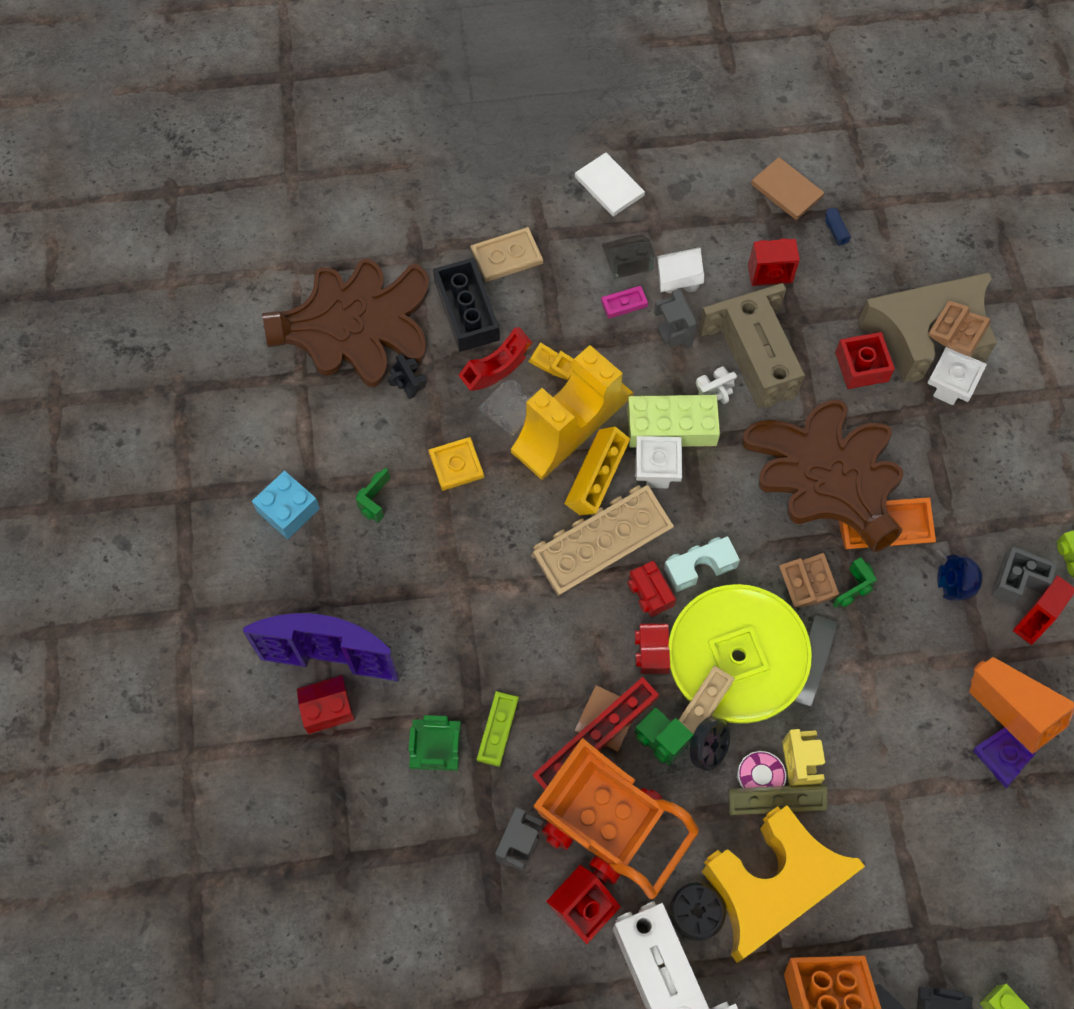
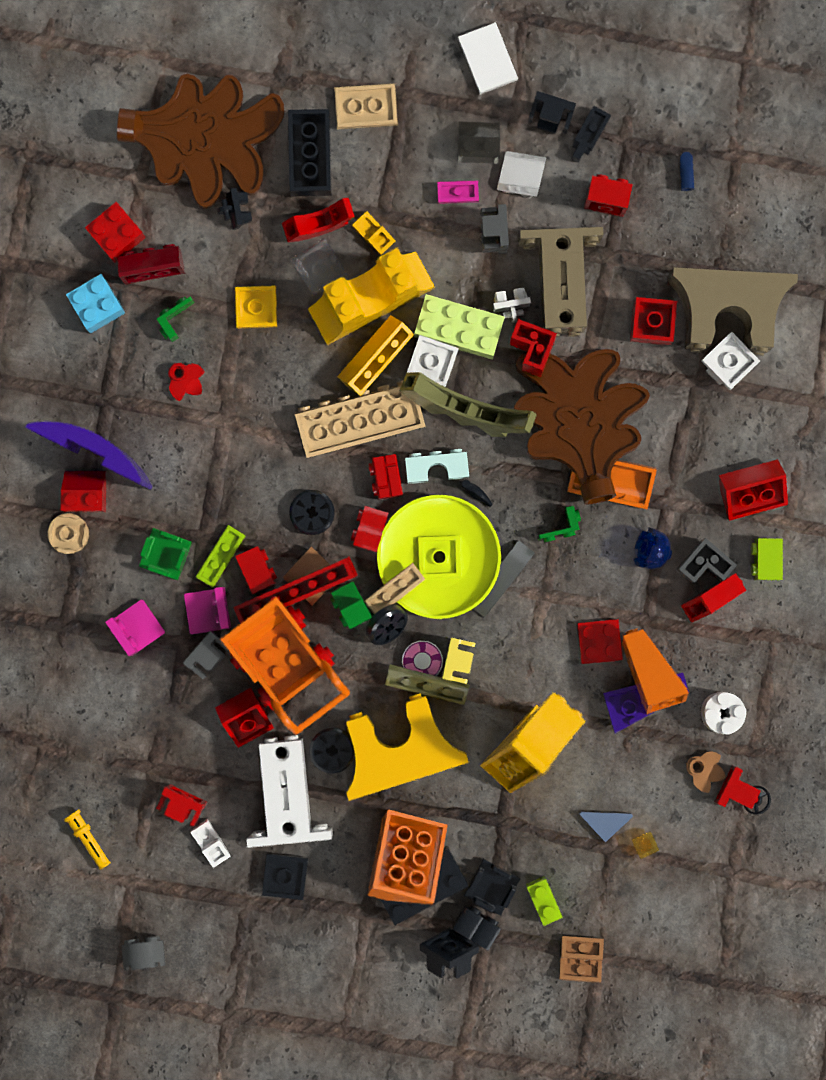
camera: 15 degrees right, 20 degrees up
(288, 431) = (115, 232): none -> red brick
(318, 755) = (68, 533): none -> tan tile
(335, 451) = (150, 264): none -> dark red slope
(405, 558) = (186, 383): none -> red plate
(426, 837) = (135, 628): none -> dark pink bracket
(502, 792) = (207, 610): none -> dark pink bracket
(543, 729) = (256, 569): none -> red brick
(595, 643) = (306, 501): none -> black wheel
(688, 205) = (552, 111): none -> black panel
(712, 496) = (466, 411): none -> olive arch
(731, 218) = (590, 132): none -> black hinge
(749, 578) = (476, 492): none -> black bar
(757, 409) = (537, 343): none -> red brick
(787, 188) = (656, 115): medium nougat tile -> none
(809, 581) = (525, 510): medium nougat slope -> none
(930, 822) = (533, 743): none -> yellow piece
(945, 694) = (599, 641): none -> red plate
(959, 328) = (744, 324): medium nougat slope -> none
(1035, 490) = (754, 489): none -> red slope
(1039, 898) = (606, 823): none -> sand blue tile

